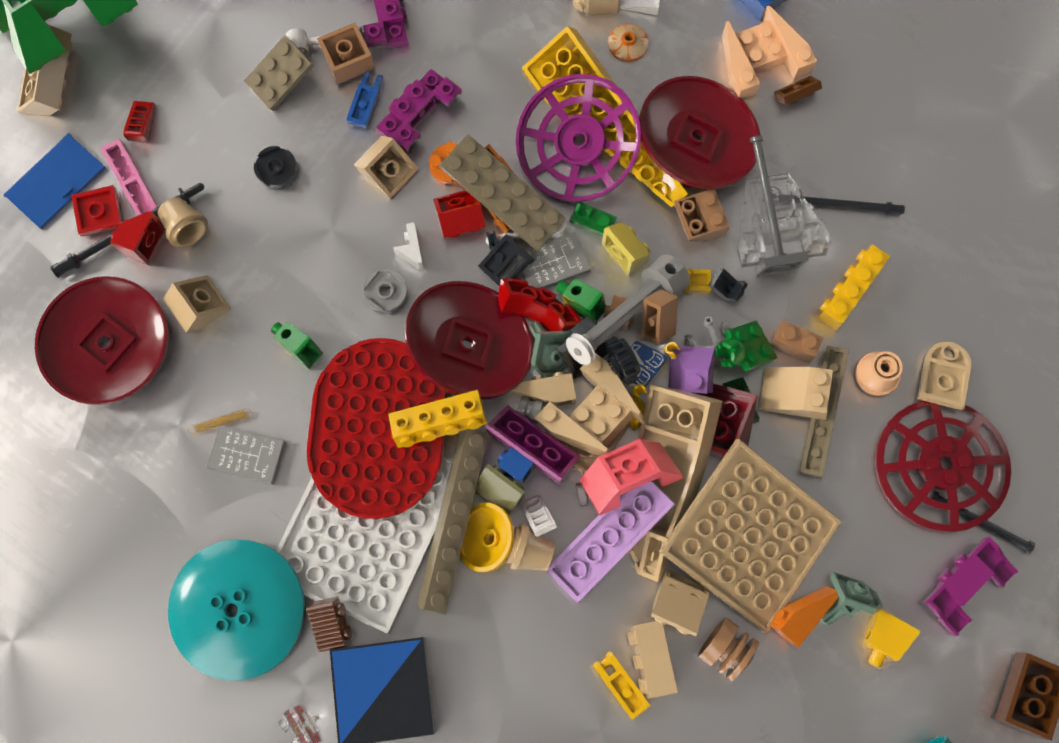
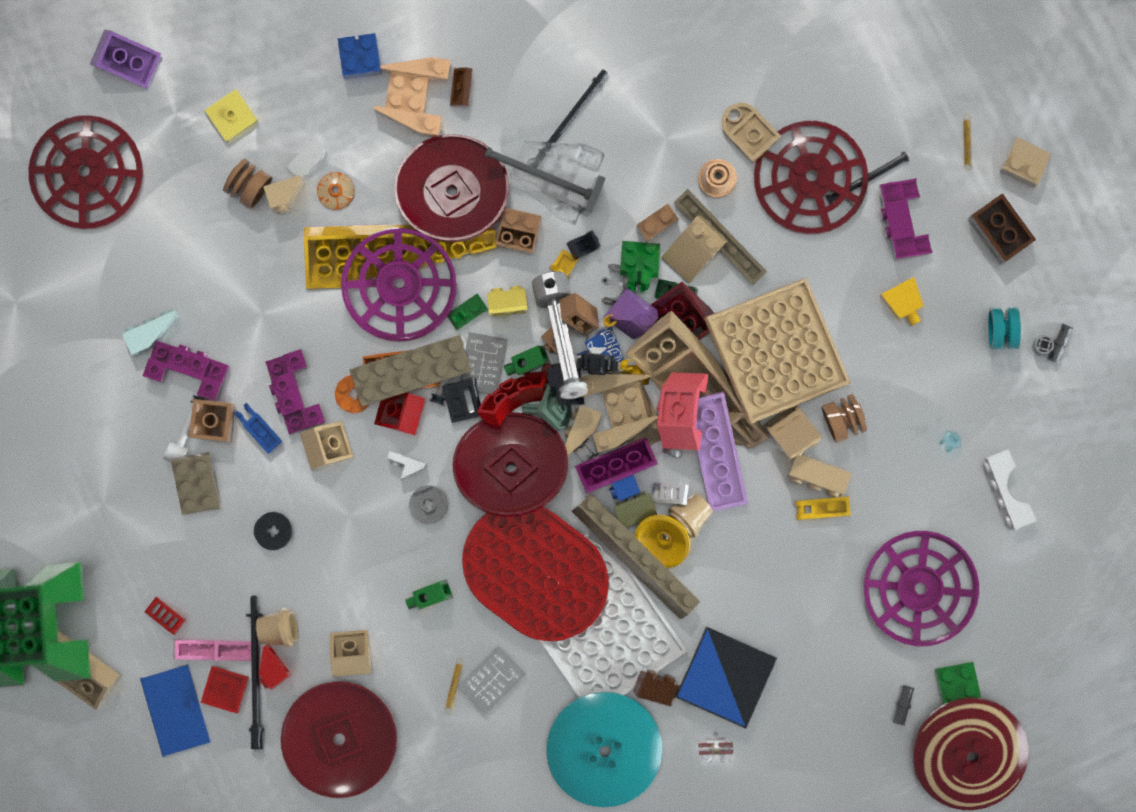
camera: 60 degrees left, 10 degrees up
(437, 419) = (560, 524): yellow brick -> none
(800, 617) = (853, 352): orange slope -> none
(852, 598) = (862, 307): sand green piece -> none
(857, 282) = (642, 151): yellow brick -> none

